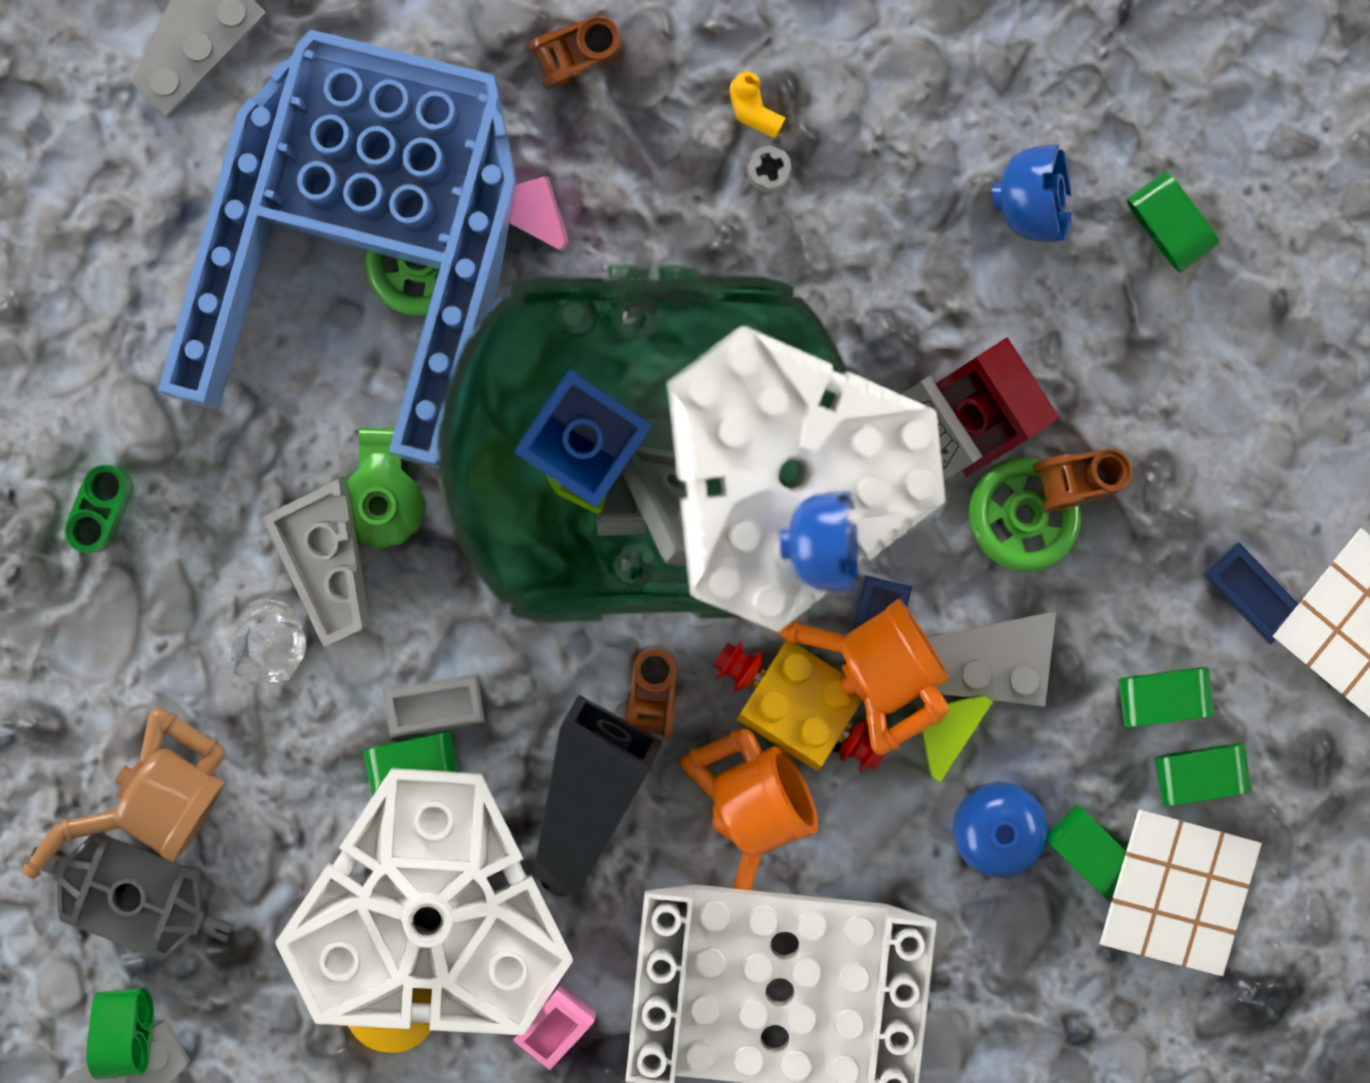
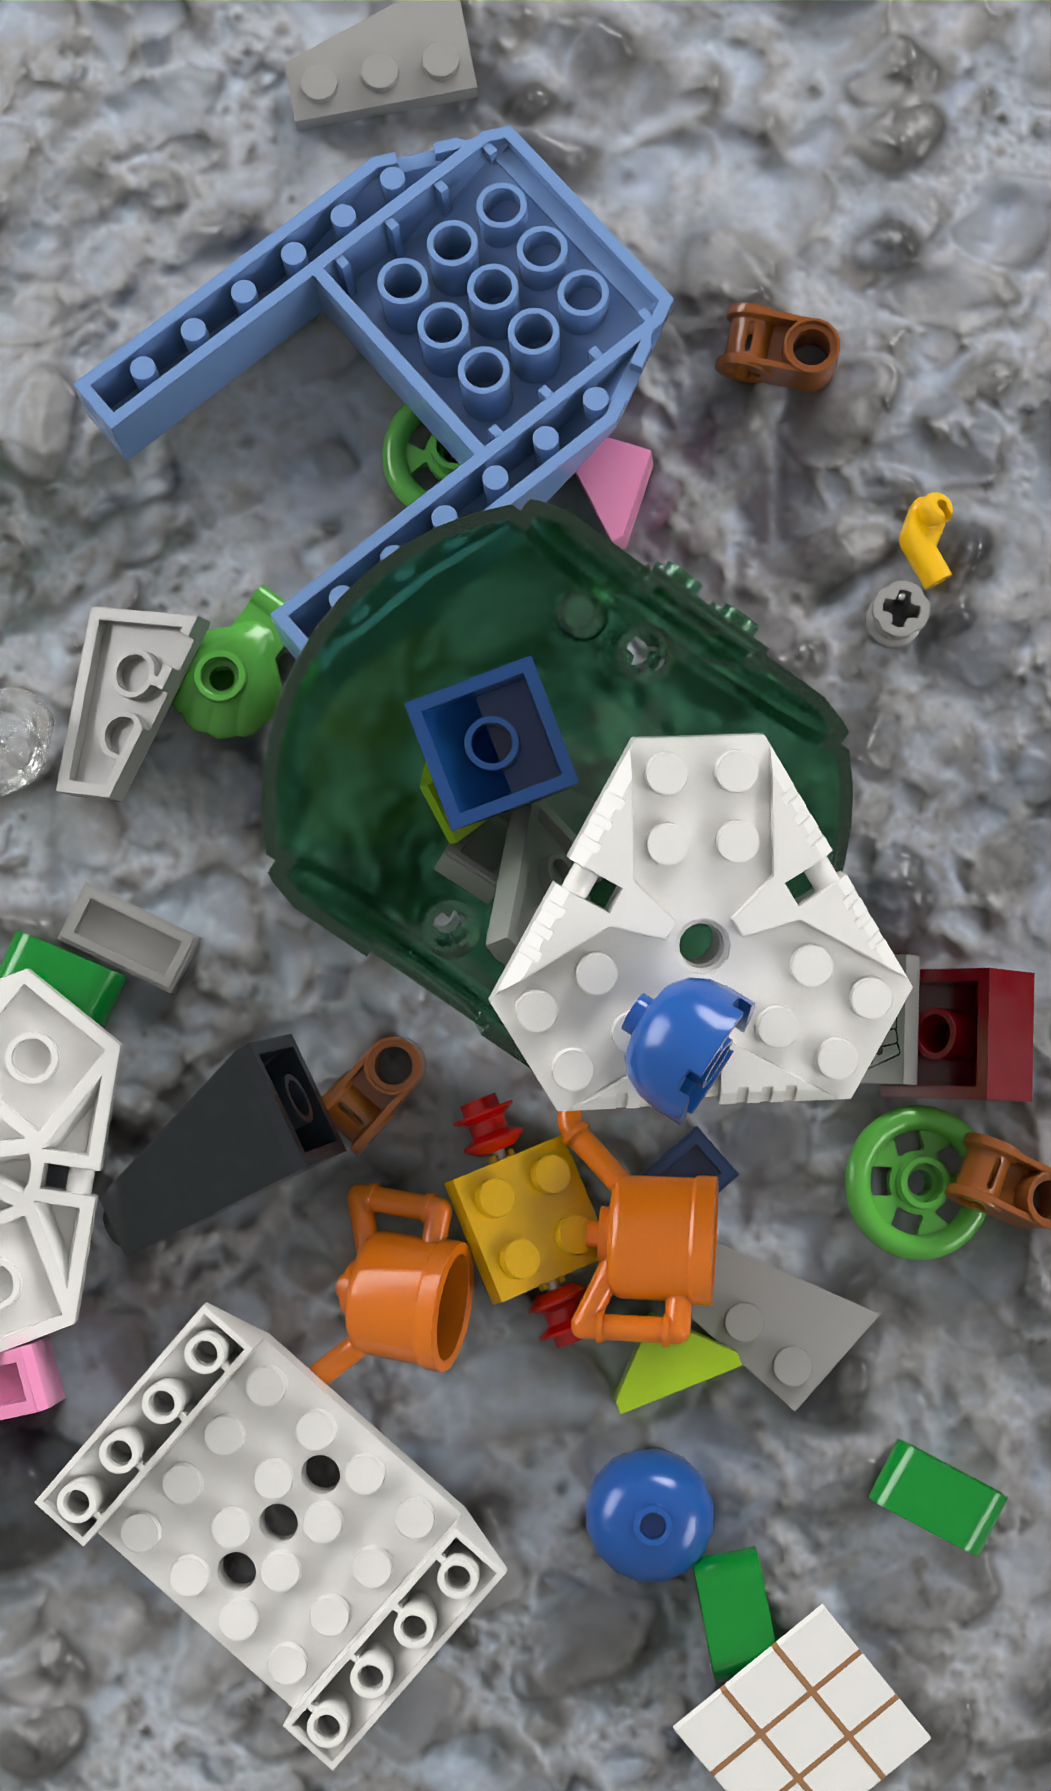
camera: 40 degrees right, 5 degrees down
(1203, 774) = (920, 1614): green beam -> none

